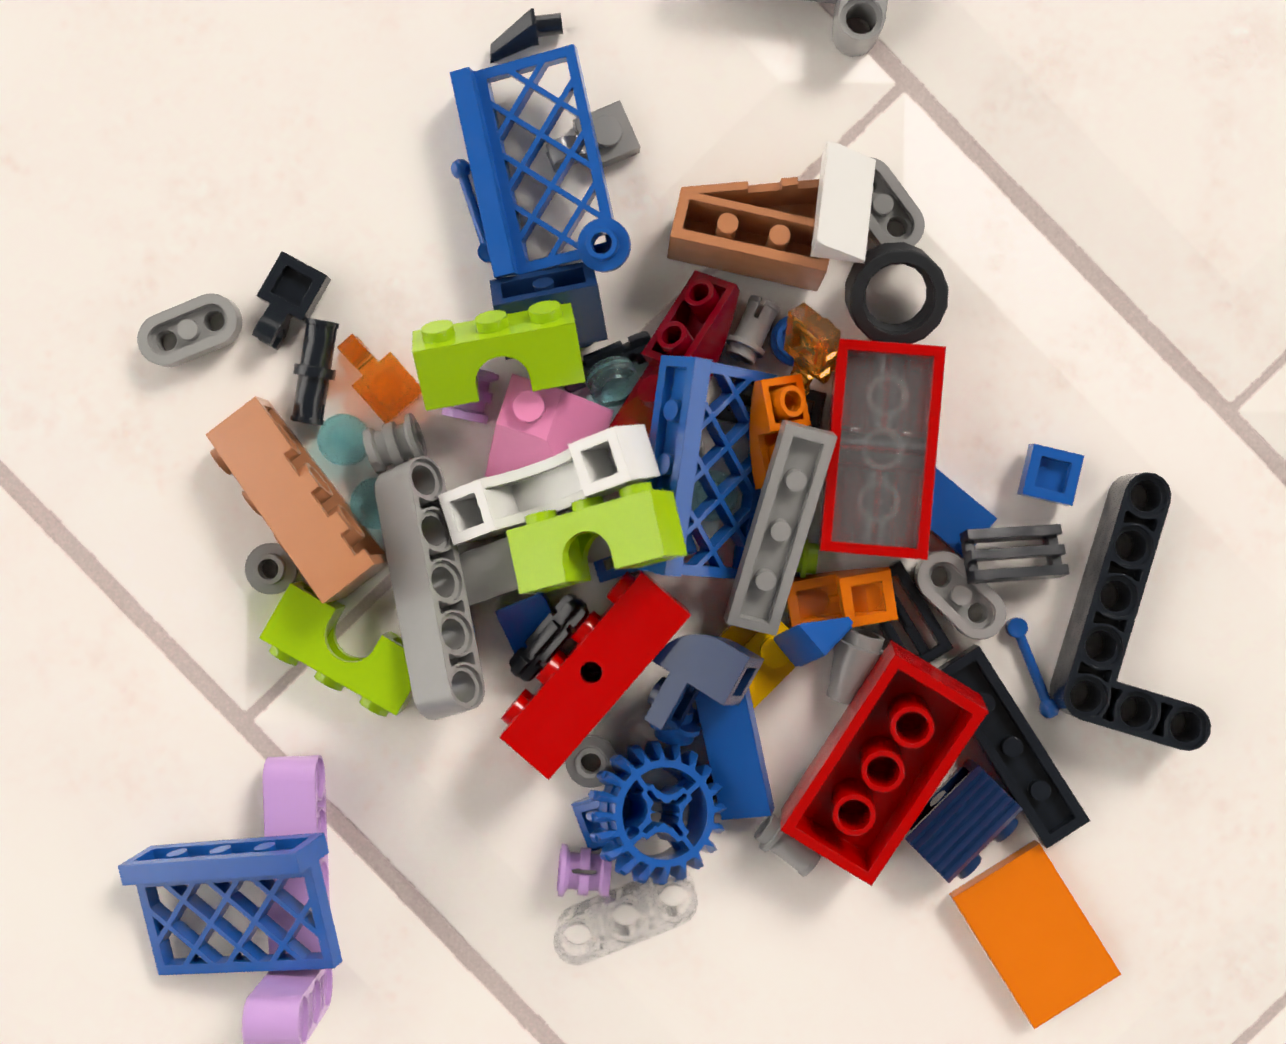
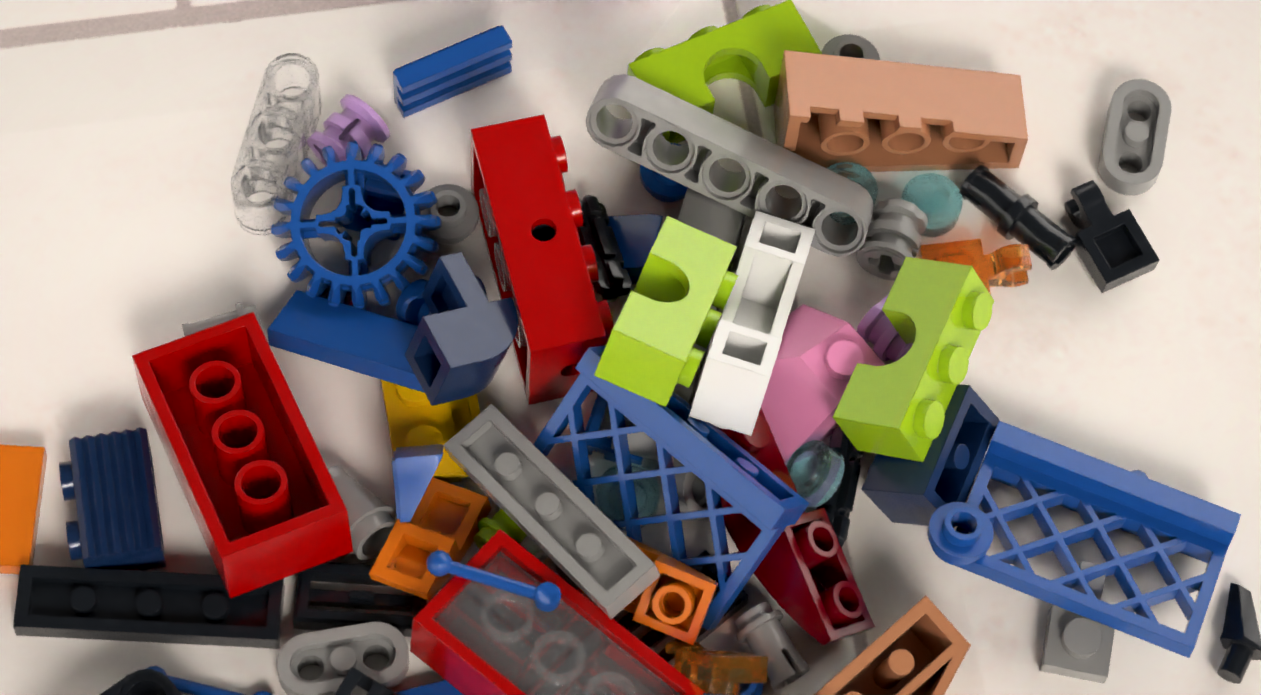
camera: 125 degrees right, 25 degrees down
(481, 837) = (452, 71): none -> blue tile
(849, 485) = (545, 596): none -> blue hinge

